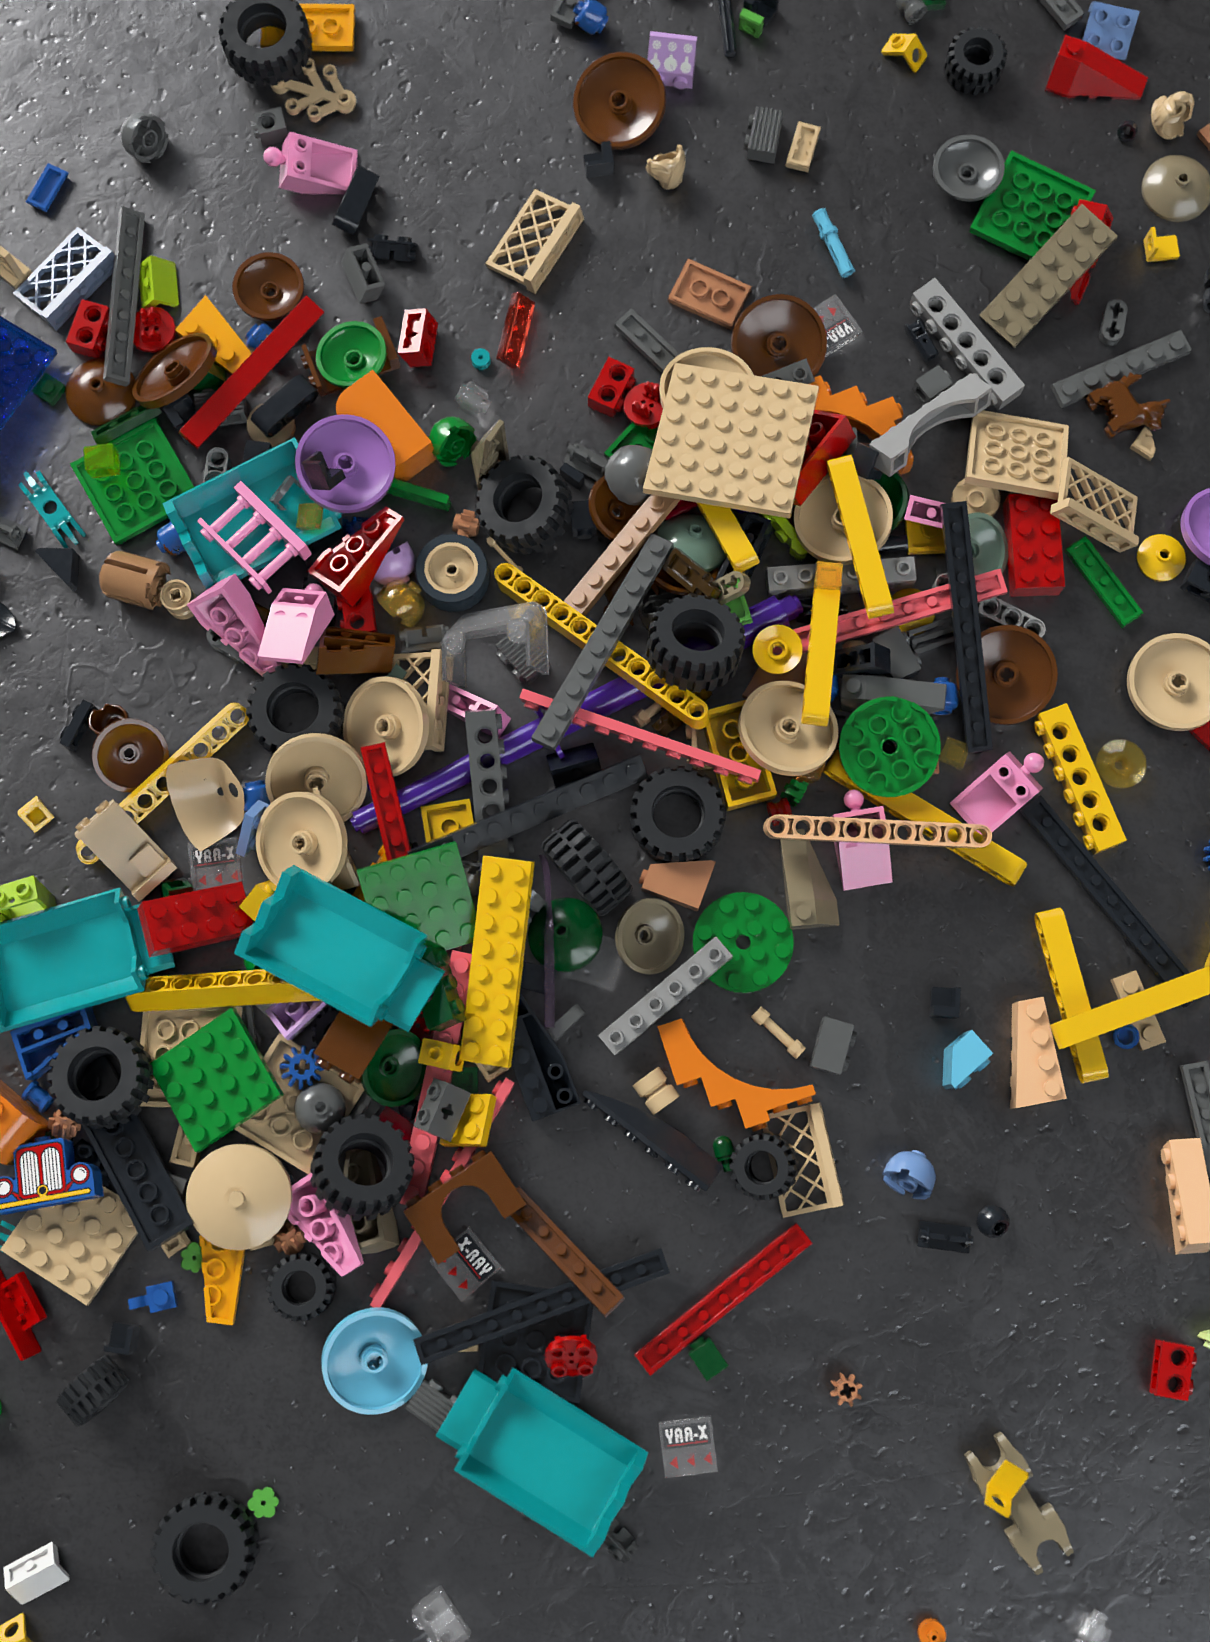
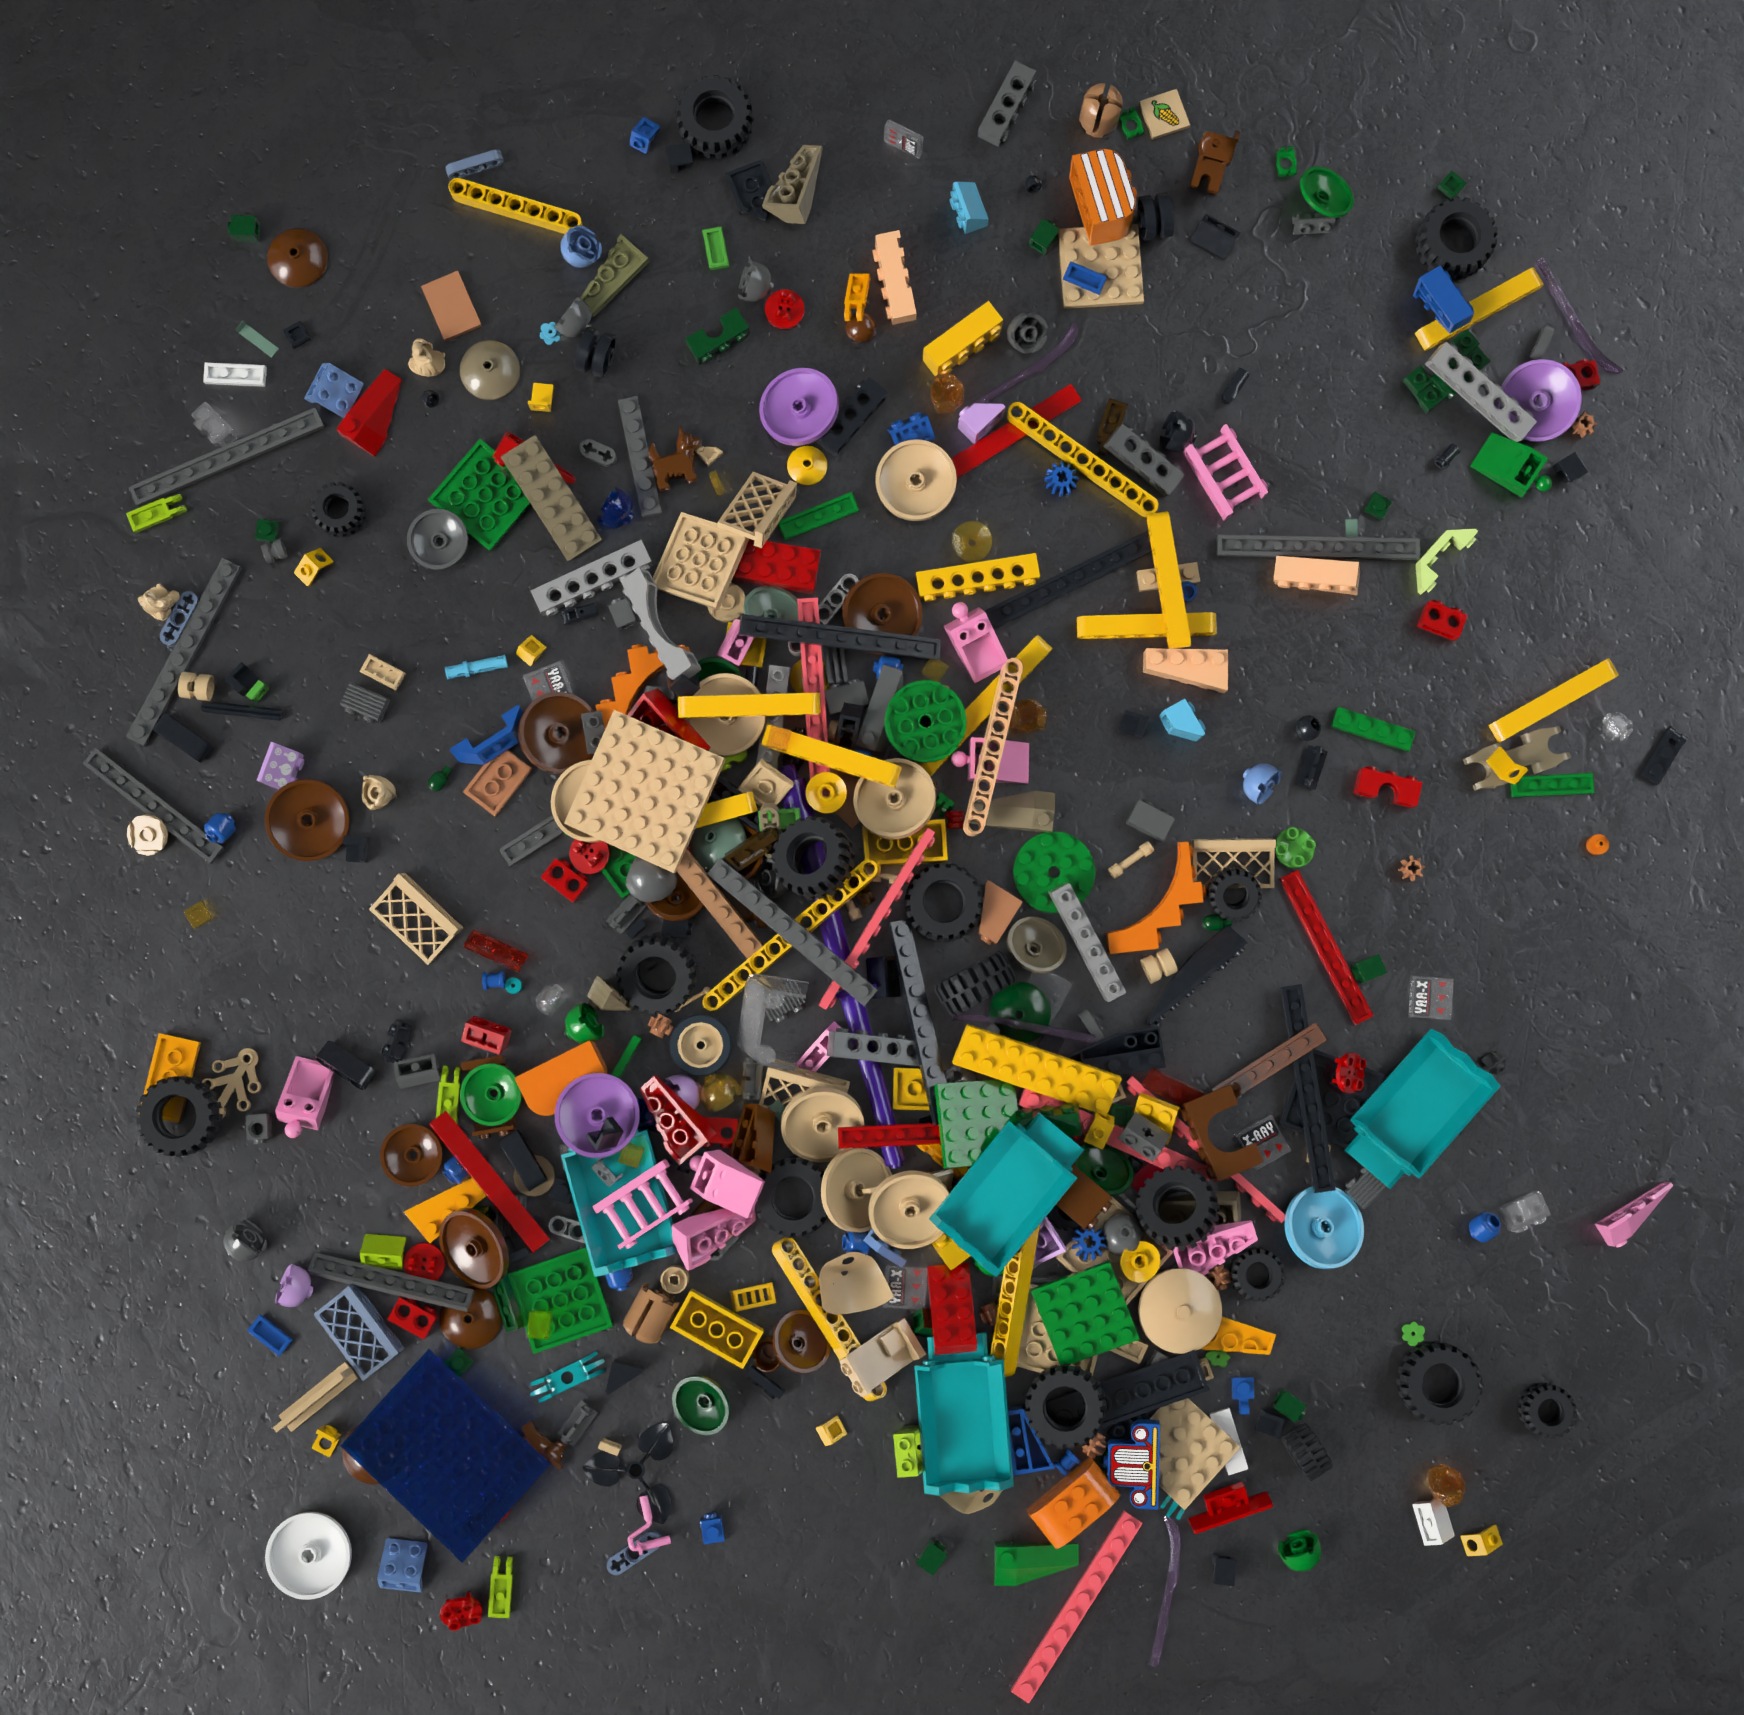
camera: 85 degrees left, 5 degrees up
(40, 657) = (694, 1409): none -> dark green dish
(79, 1581) = (1446, 1485): none -> clear orange hair
(101, 198) = (294, 1287): none -> lavender cylinder
(118, 1281) = (1225, 1421): none -> white tile
(130, 657) = (717, 1328): none -> yellow brick
(148, 1359) = (1289, 1405): none -> dark green brick
(159, 678) = (735, 1301): none -> yellow slope
(199, 966) = (989, 1313): none -> nougat gear
(281, 1141) = (1147, 1265): none -> yellow dish
(344, 312) = (449, 1094): none -> lime hinge
(411, 1571) = (1484, 1226): none -> blue head
(482, 334) = (493, 980): none -> blue bush
(491, 18) = (197, 915): none -> clear yellow tile
(509, 1133) = (1170, 1087): none -> clear red plate
(696, 231) = (439, 779): none -> dark green cylinder
(748, 276) = (493, 746): none -> blue slope
(771, 579) = (766, 784): none -> tan tile
(838, 1233) = (1294, 847): none -> bright green dish
(866, 297) = (530, 650): none -> yellow slope
(924, 870) = (1028, 716): none -> clear orange hair
(944, 1362) = (1405, 789): none -> red arch
(995, 1559) = (1553, 785): none -> green tile
(1011, 1307) = (1373, 729): none -> green plate
(1052, 352) = (616, 510): none -> clear blue cylinder
(1106, 1539) = (1553, 700): none -> yellow beam
(1113, 457) = (716, 483): none -> clear yellow tile

